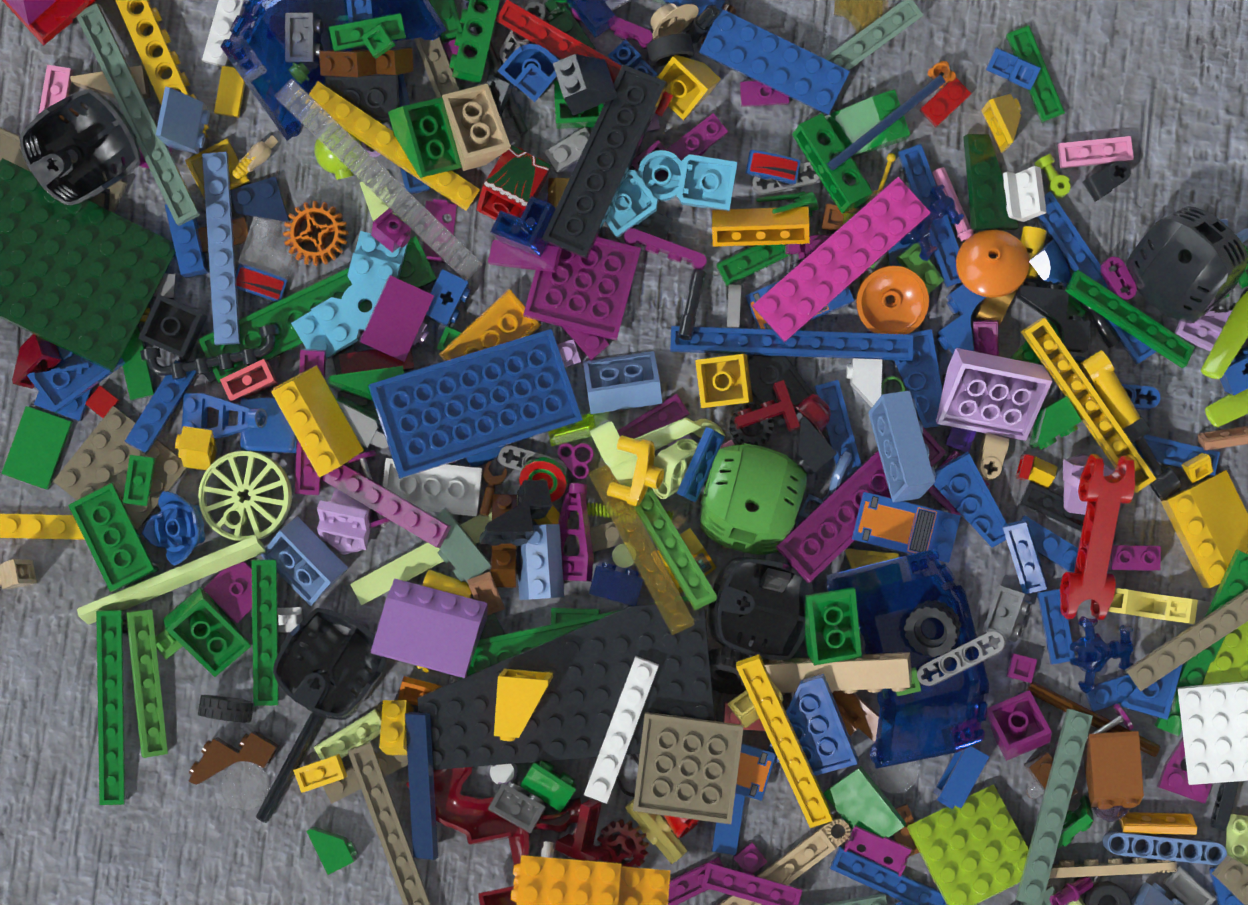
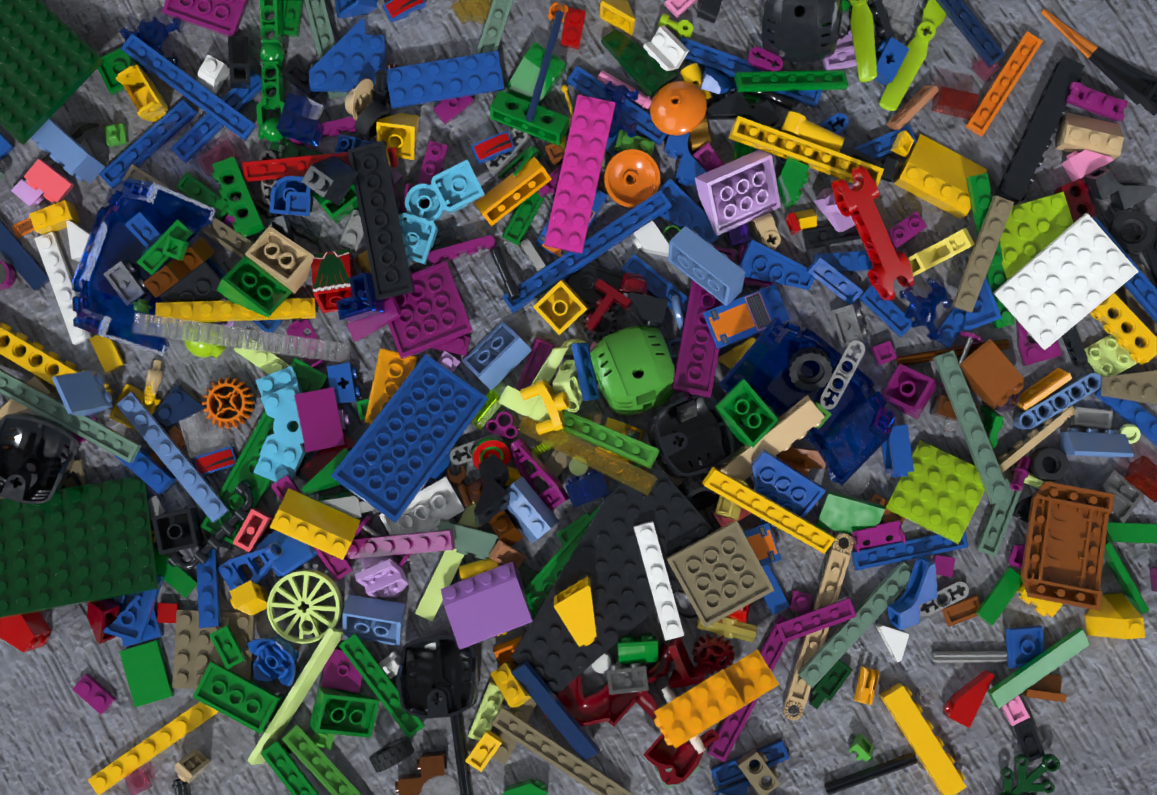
camera: 35 degrees left, 0 degrees up
(390, 231) = (274, 365): magenta brick -> none

